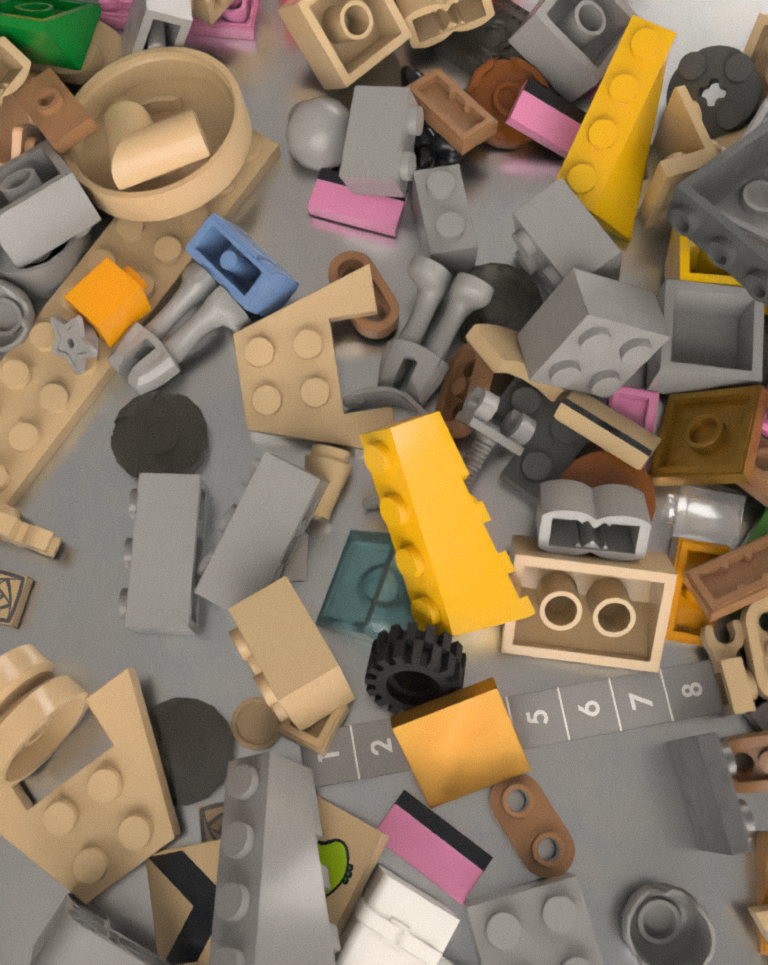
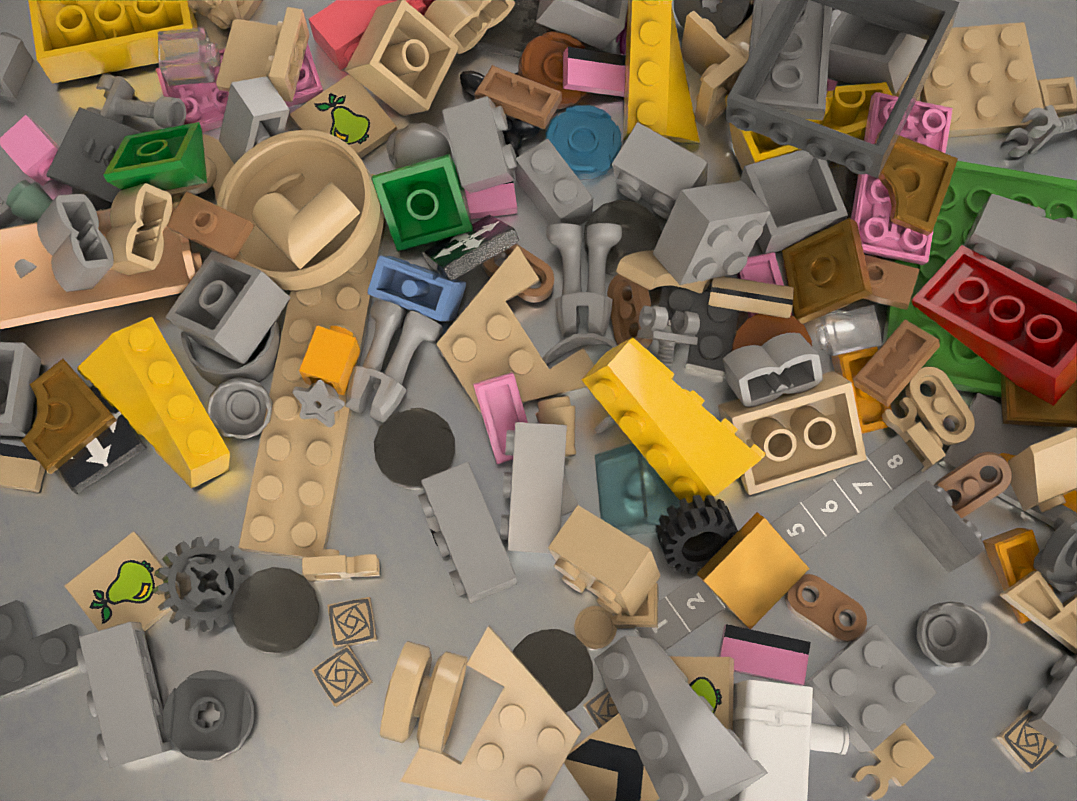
camera: 25 degrees left, 0 degrees up
(264, 67) = (346, 113): none -> tan tile
(268, 428) = (500, 409): none -> bright pink tile
(293, 178) = (423, 202): none -> green slope
(320, 247) = (468, 250): none -> tile
(499, 185) = (585, 140): none -> dark azure tile

